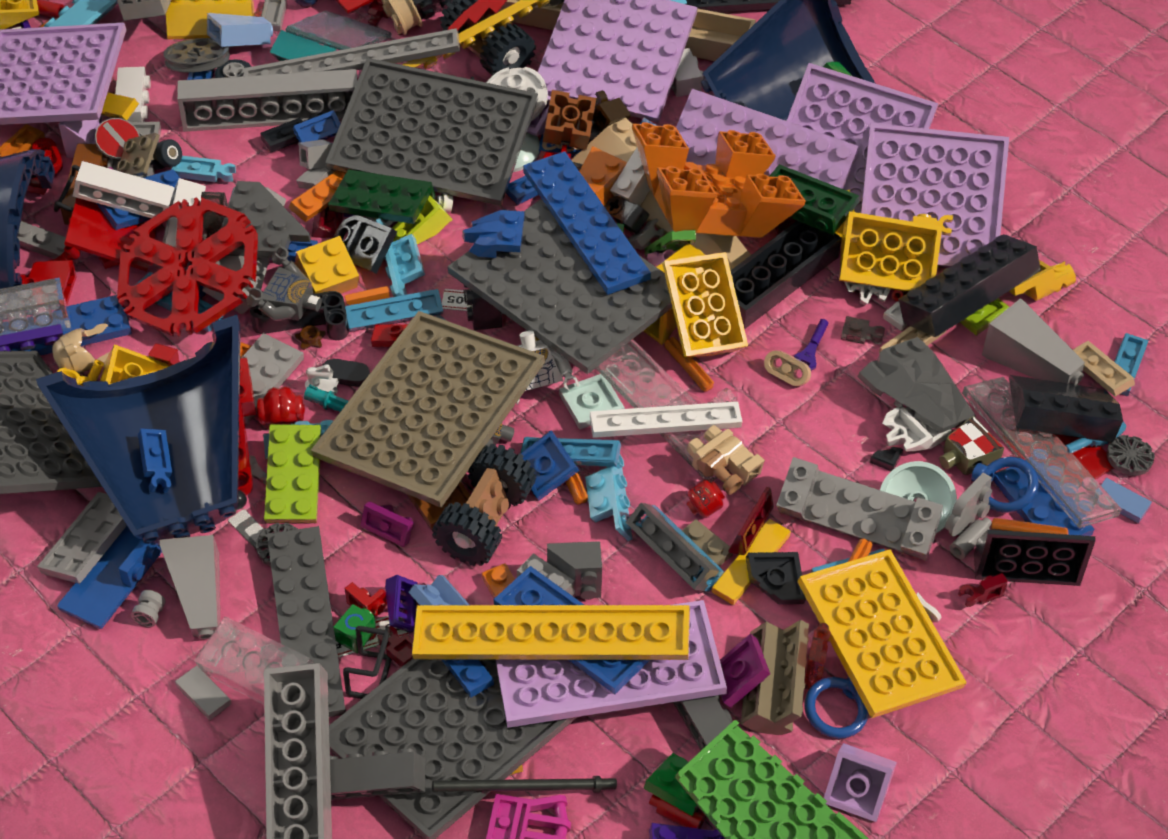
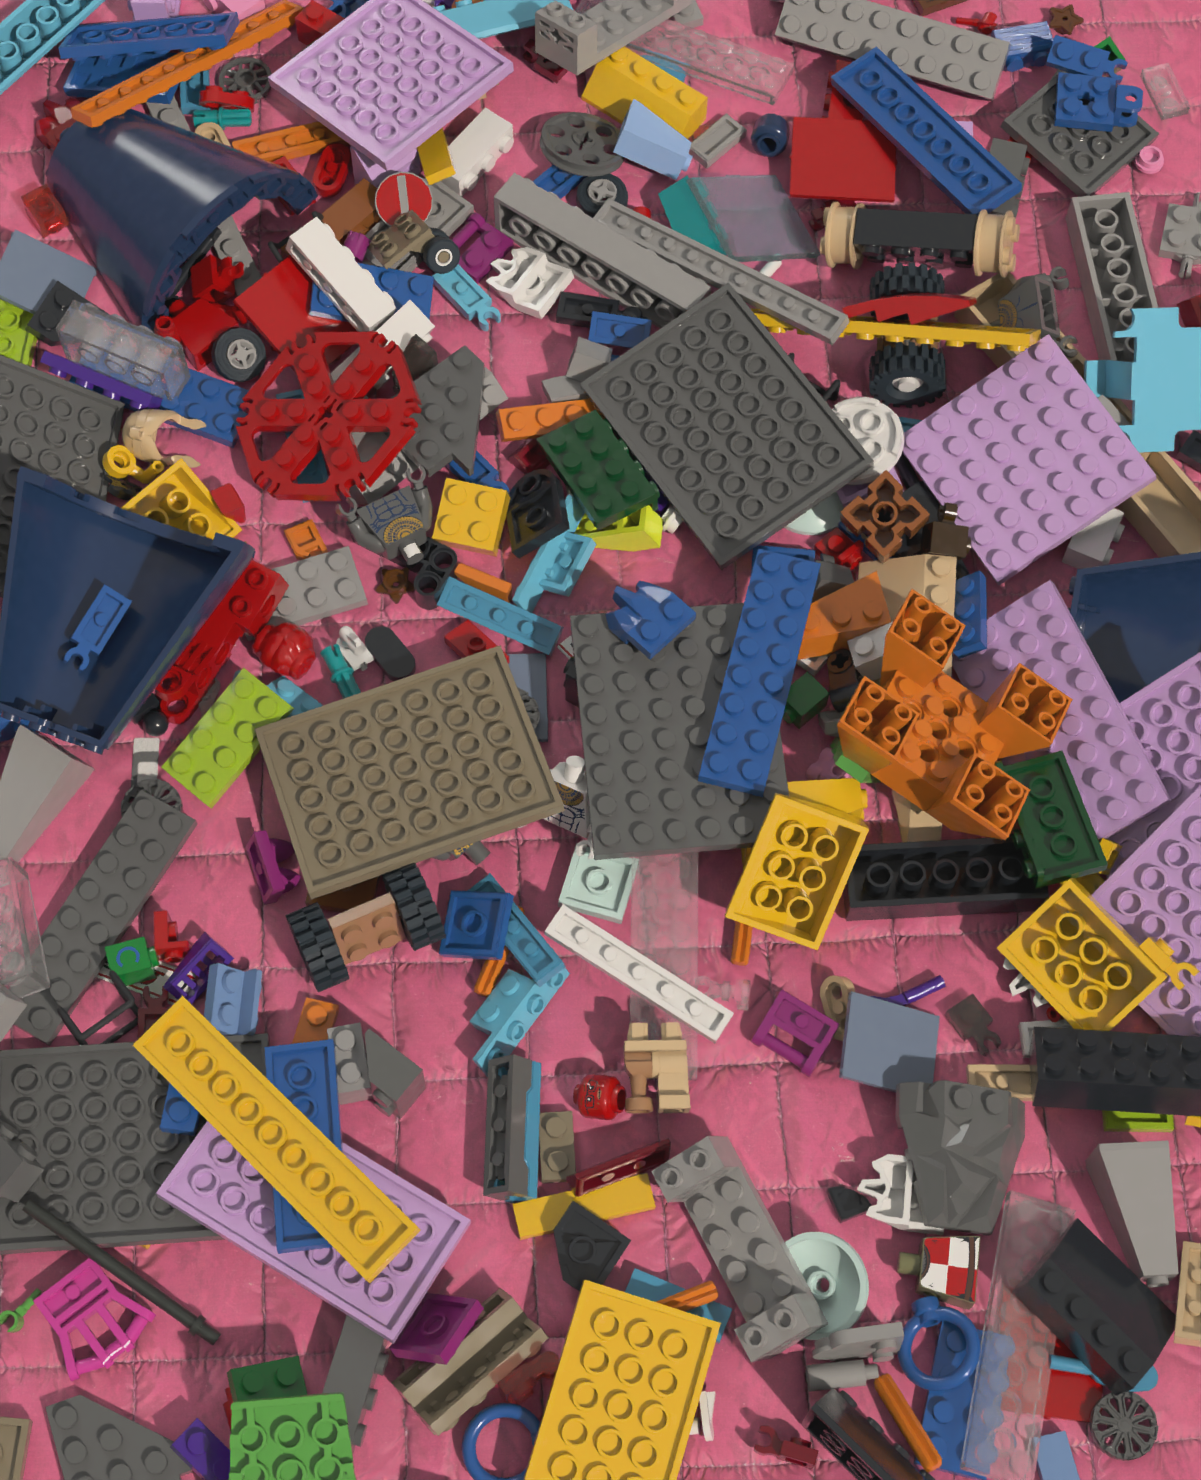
camera: 40 degrees right, 15 degrees up
(32, 247) = (214, 278): none -> red brick
(88, 279) = (249, 352): none -> black wheel
(134, 28) = (542, 64): none -> dark red plate
(189, 138) = (486, 249): none -> magenta plate
(234, 140) = (529, 281): none -> white plate
(772, 388) = (801, 1022): none -> magenta plate
(829, 366) = (887, 1043): none -> sand blue piece

